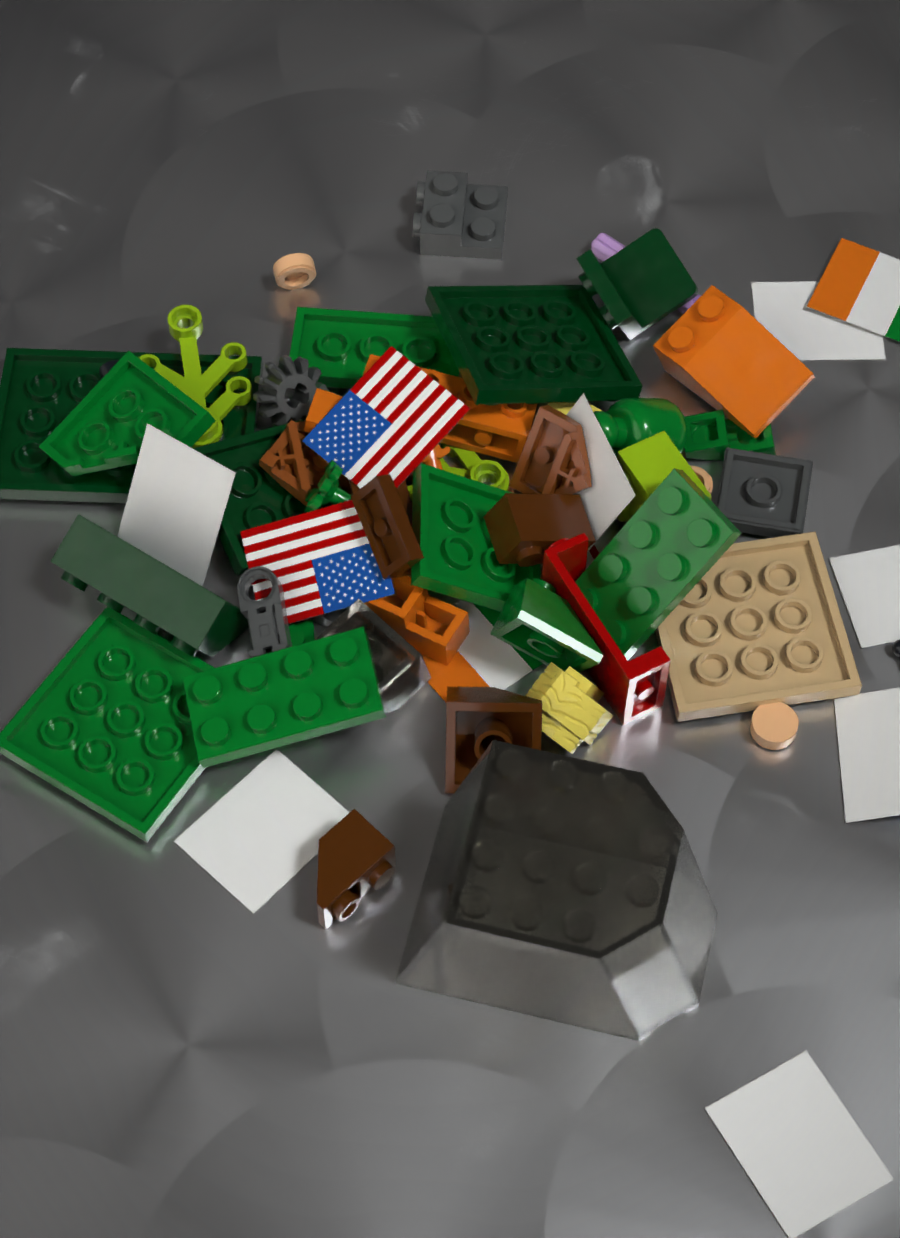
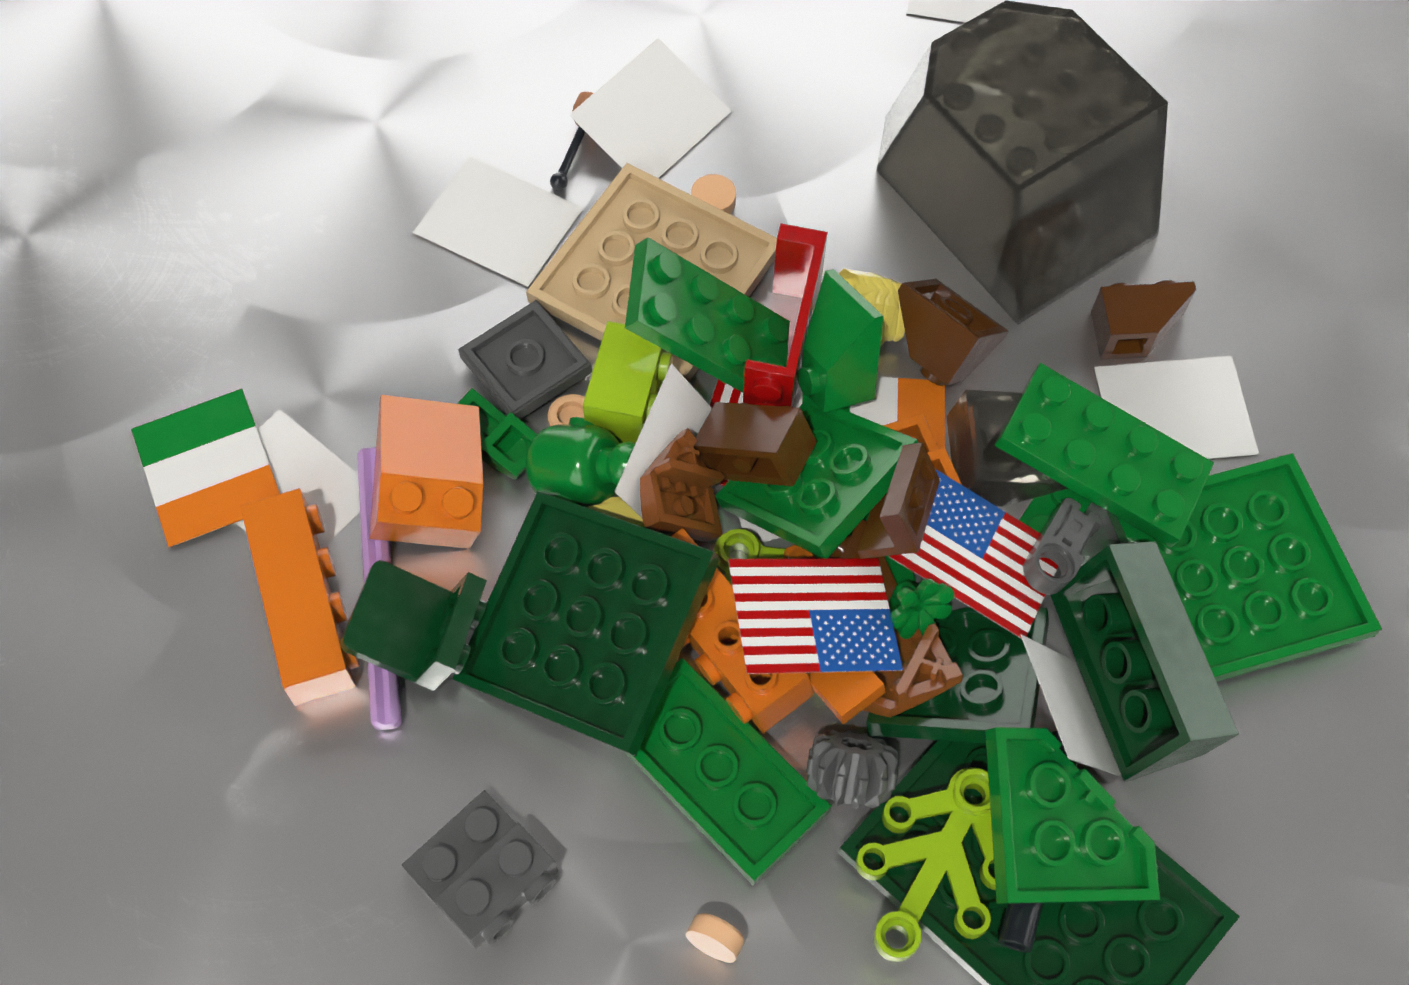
camera: 140 degrees left, 5 degrees up
(735, 258) = (298, 596): none -> orange brick

